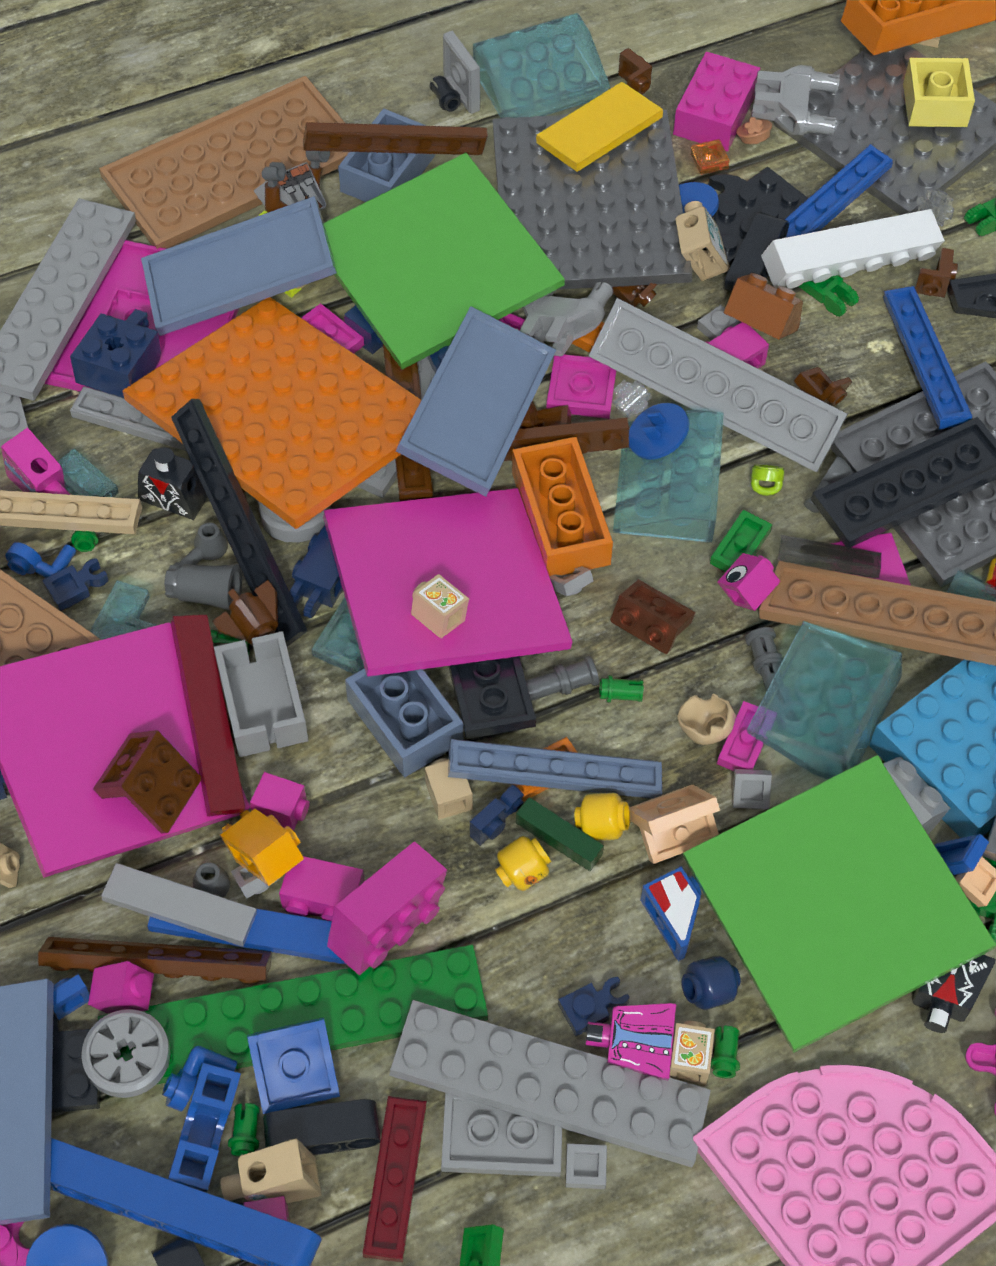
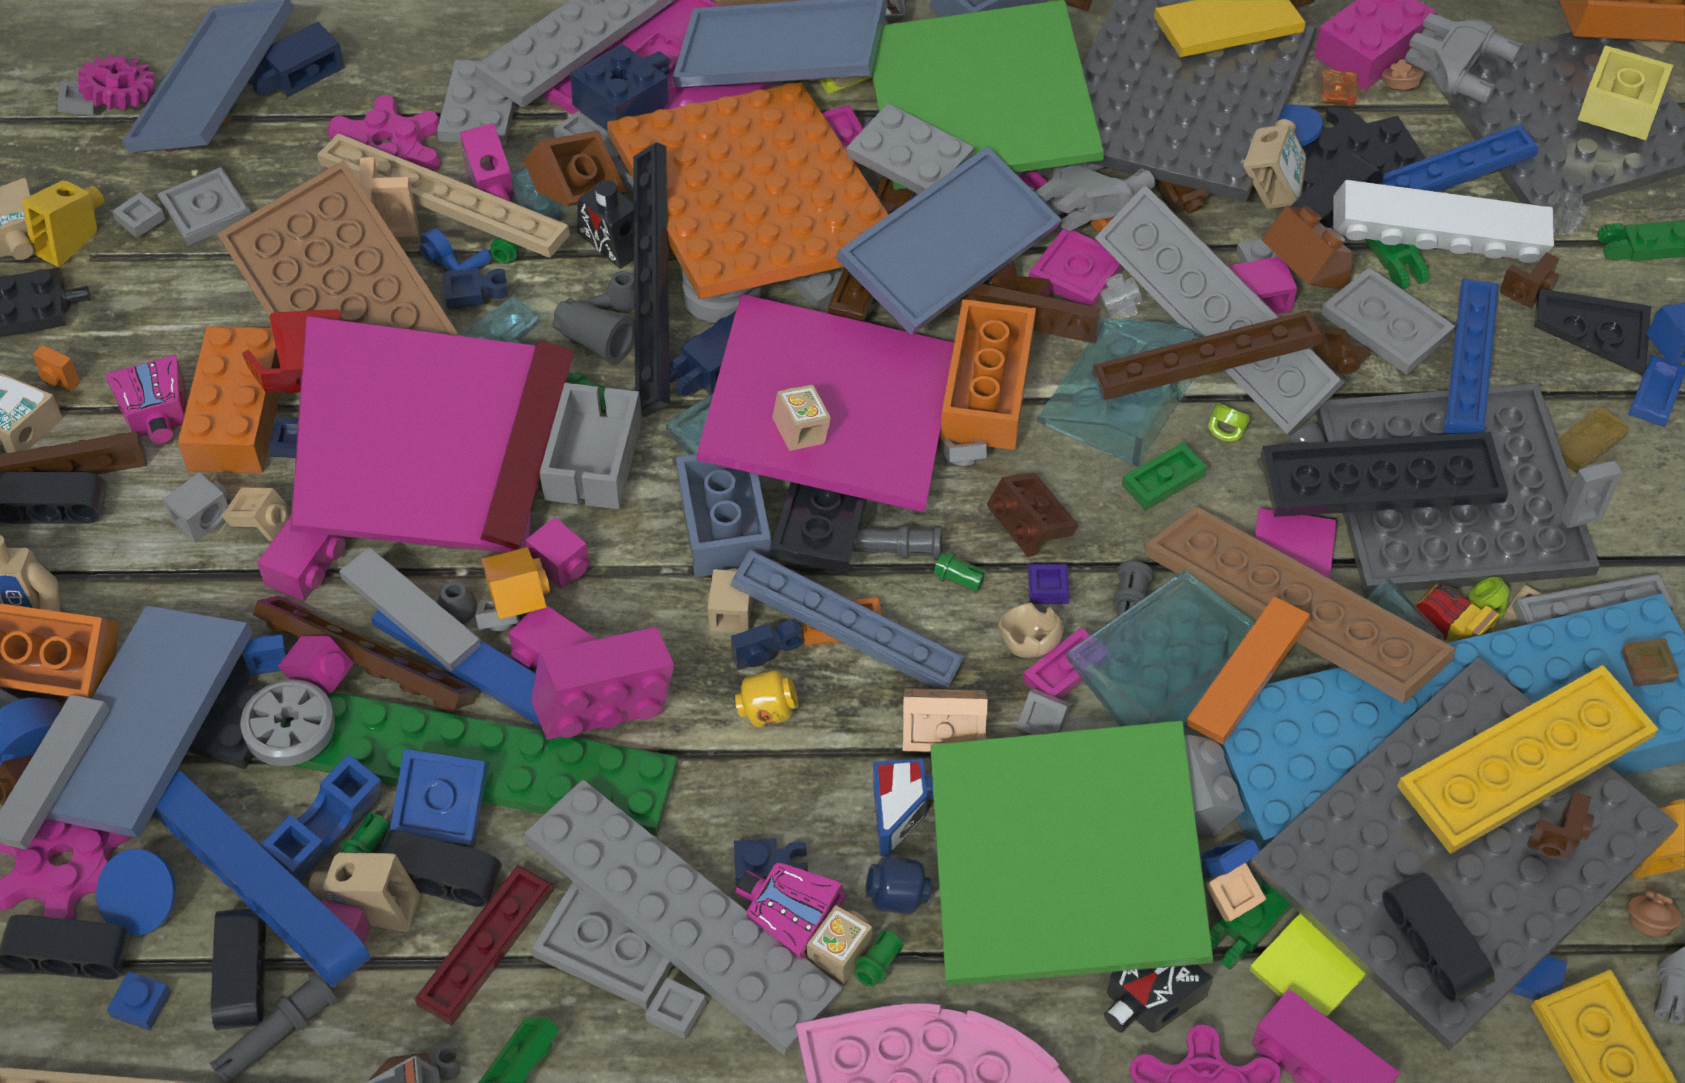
camera: 25 degrees right, 5 degrees down
(52, 900) = (298, 560): none -> dark pink brick
(114, 445) = (571, 167): none -> dark orange slope
(150, 777) = (438, 480): reddish brown bracket -> none
(181, 1086) = (321, 769): blue plate -> none
(250, 614) = (619, 365): reddish brown brick -> none
(403, 331) = (908, 149): none -> light grey plate
(559, 834) = (821, 687): dark green piece -> none
(603, 816) = (872, 684): yellow head -> none
(658, 431) = (1131, 333): blue piece -> none
(694, 672) = (1048, 583): none -> dark purple tile
(735, 430) = (1207, 355): none -> reddish brown tile
(749, 581) = (1149, 511): dark pink brick -> none
(829, 556) = (1250, 518): clear smoke tile -> none
(846, 346) = (1388, 320): none -> light grey plate
(903, 691) = (1248, 670): none -> orange tile

